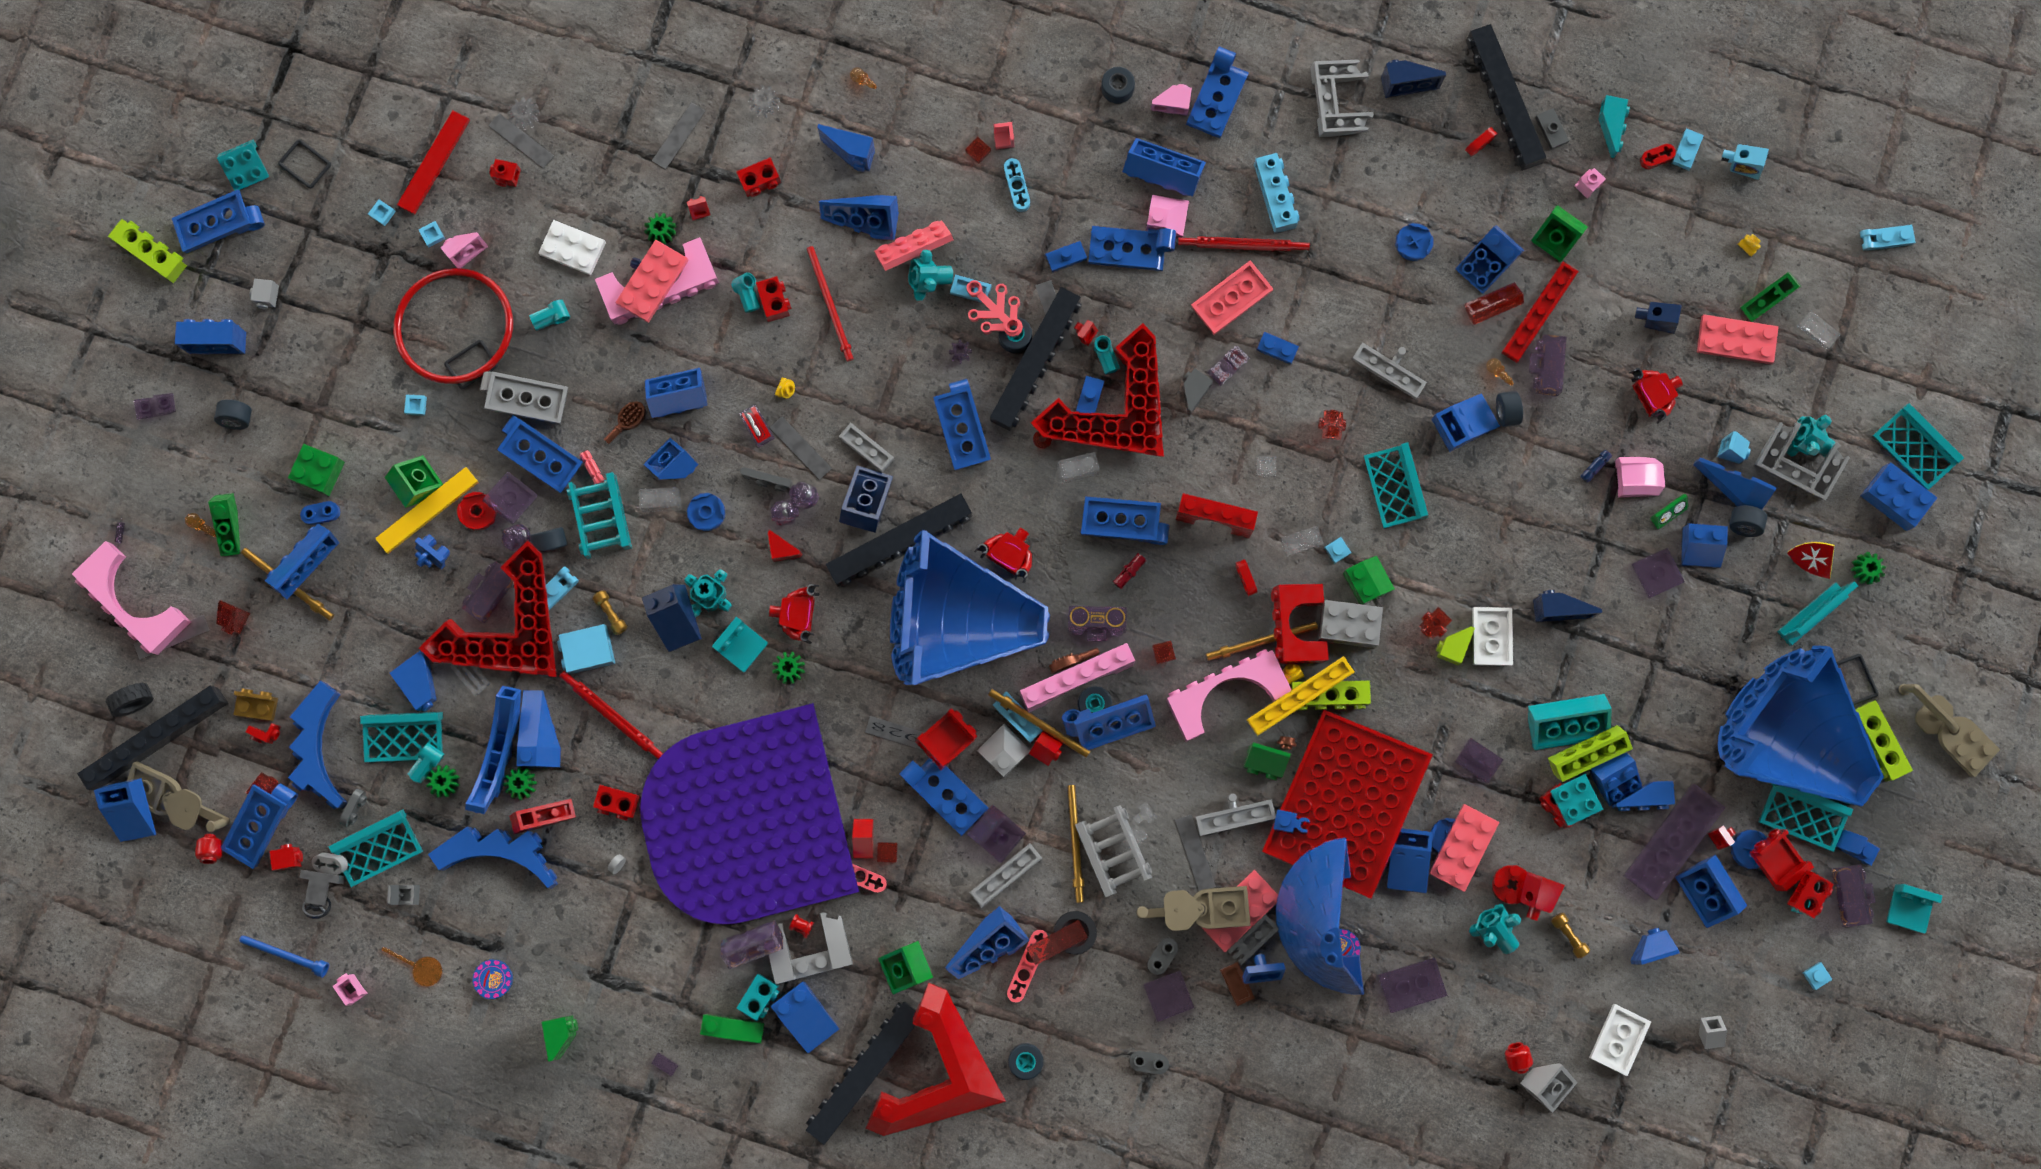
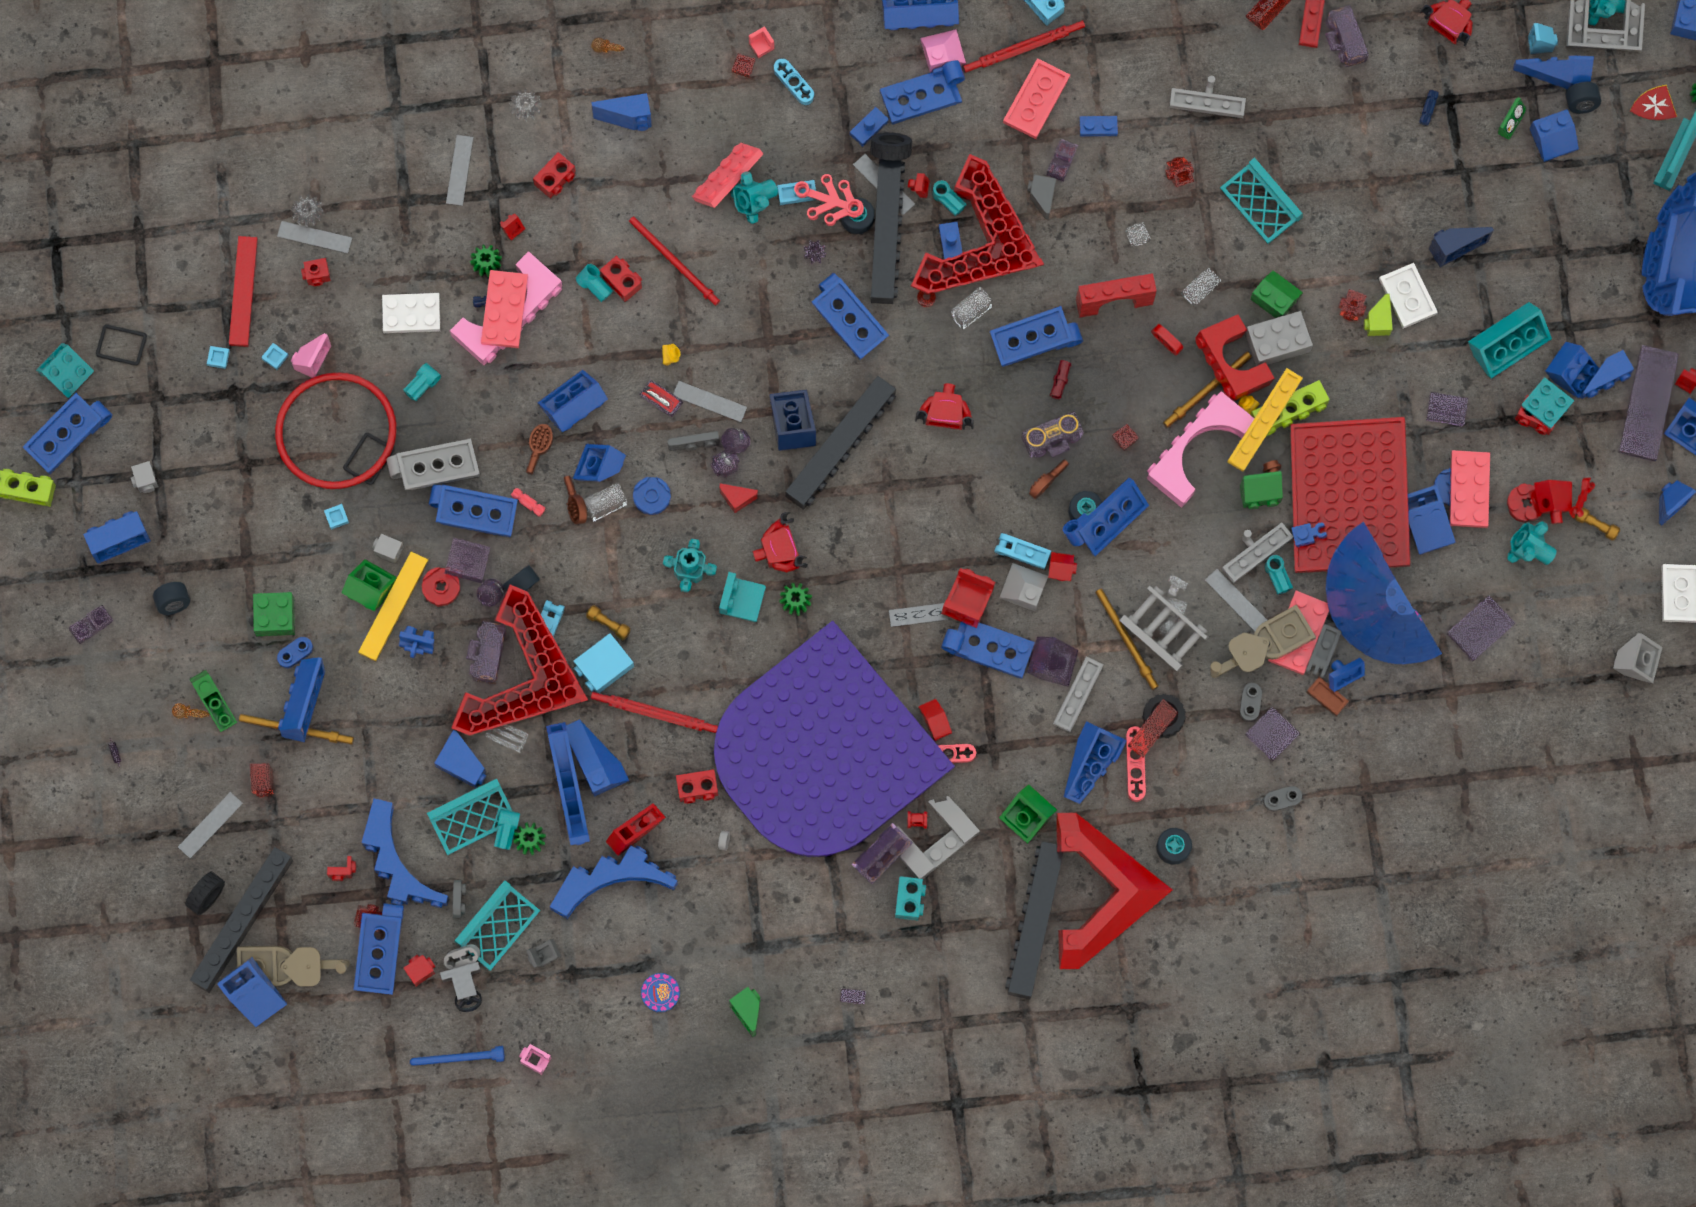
camera: 30 degrees left, 5 degrees down
(98, 577) = (192, 826): bright pink arch -> none
(208, 849) = (343, 994): red head -> none
(255, 705) = (320, 849): pearl gold bracket -> none
(426, 970) = (595, 1013): clear orange piece -> none
(446, 455) = (387, 548): none -> light grey brick
(512, 784) = (598, 815): green gear -> none
(614, 503) = (564, 523): teal fence -> none
(632, 488) = (576, 504): none -> copper piece
(672, 616) = (669, 599): dark blue slope -> none
(731, 1028) = (898, 936): green slope -> none
(805, 1017) = (959, 896): blue slope -> none
(866, 447) = (770, 374): light grey tile -> none
(867, 214) = (669, 166): blue wedge -> none
(887, 852) = (962, 722): clear red plate -> none
(956, 614) = (924, 481): blue cone -> none
(1006, 702) = (1008, 541): pearl gold bar -> none
(1054, 686) = (1082, 465): bright pink arch -> none
(1075, 284) = (891, 146): none -> black tyre
(1244, 851) = (1278, 576): none -> teal piece
(1337, 550) = (1236, 280): medium azure plate -> none
(1465, 422) = (1295, 119): blue slope -> none
(1495, 366) = (1299, 59): clear orange bar -> none
(1509, 408) = (1329, 89): black wheel -> none
(1518, 1057) = (1602, 647): red head -> none
(1576, 896) = (1586, 489): none -> red piece
(1590, 753) = (1540, 358): lime brick -> none
(1639, 477) = (1471, 100): bright pink slope -> none
(1658, 573) = (1526, 177): clear purple tile -> none

